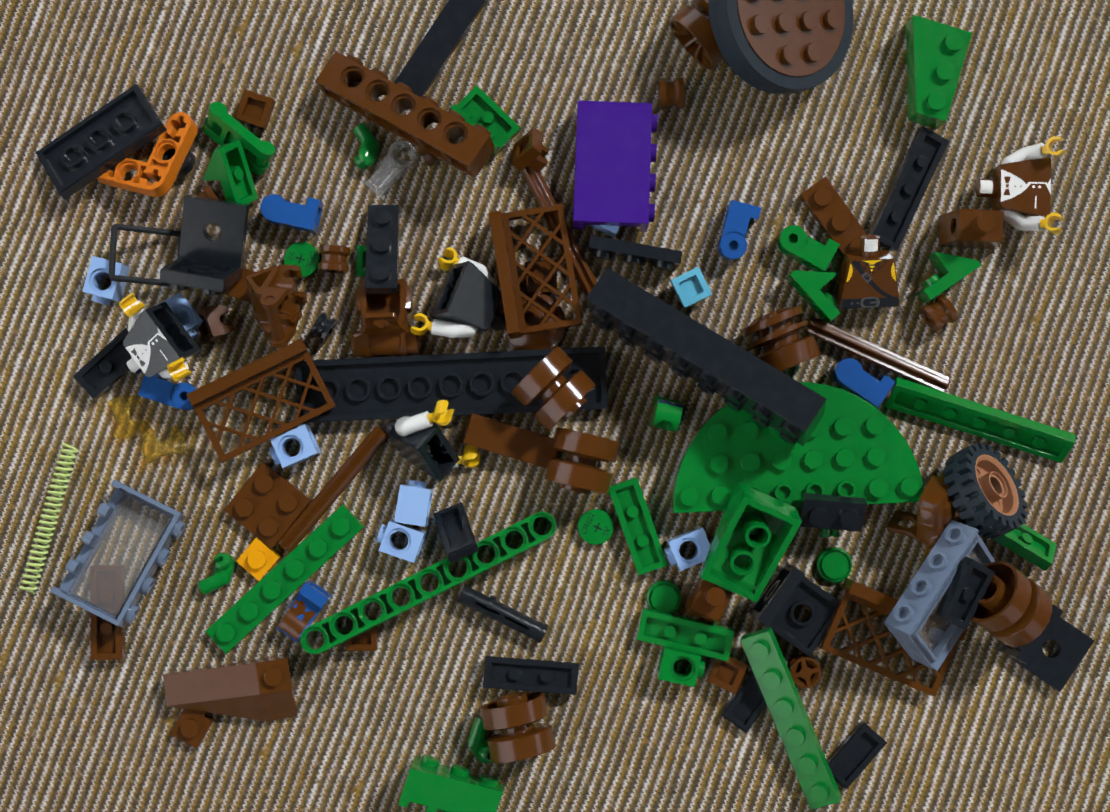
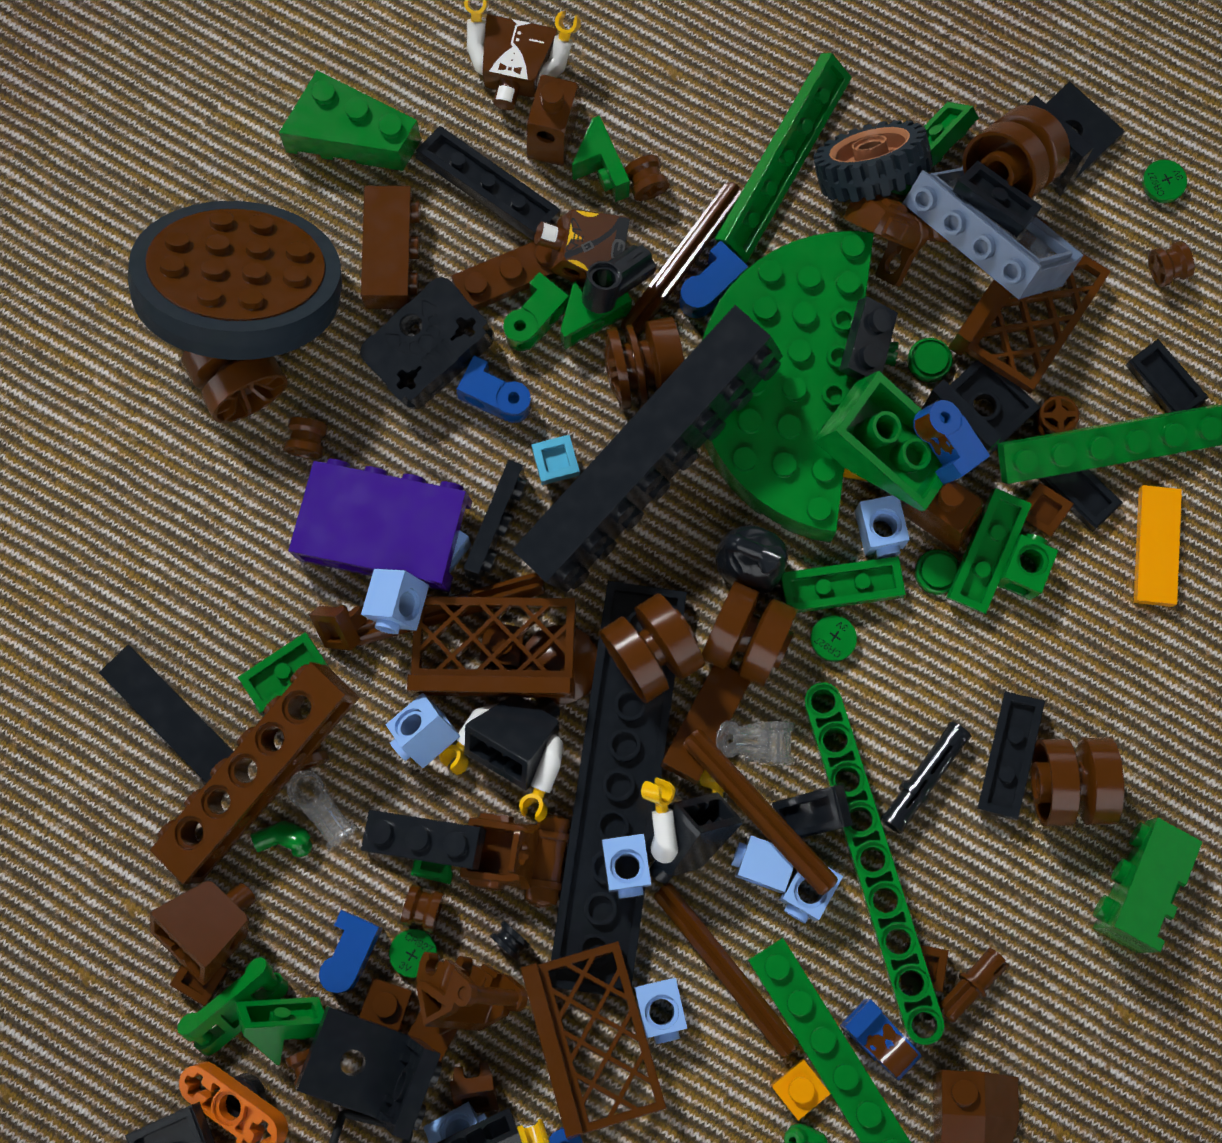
camera: 80 degrees left, 10 degrees down
(262, 248) = (386, 1004): none -> reddish brown plate
(268, 504) = (730, 1062): reddish brown plate -> none
(289, 104) = (203, 926): none -> reddish brown torso
(355, 672) = (973, 984): none -> reddish brown axle
(404, 401) = (626, 846): none -> light blue brick
(448, 492) = (760, 812): none -> reddish brown axle
(462, 230) = (421, 731): none -> light blue brick
(478, 741) = (1087, 840): green arm -> none
(503, 486) = (760, 742): none -> clear connector
(553, 188) = (394, 600): none -> light blue brick
(642, 453) = (752, 558): none -> black piece
(665, 414) = (708, 520): green leg -> none
(718, 765) = (1157, 546): none -> light orange tile
(758, 177) = (435, 352): none -> black axle
(758, 587) = (950, 439): none -> blue leg
(839, 123) = (389, 247): none -> reddish brown brick
(846, 305) = (612, 279): none -> black piece
(952, 744) = (1171, 263): none -> reddish brown wheel
(1023, 730) = (1164, 181): none -> green piece

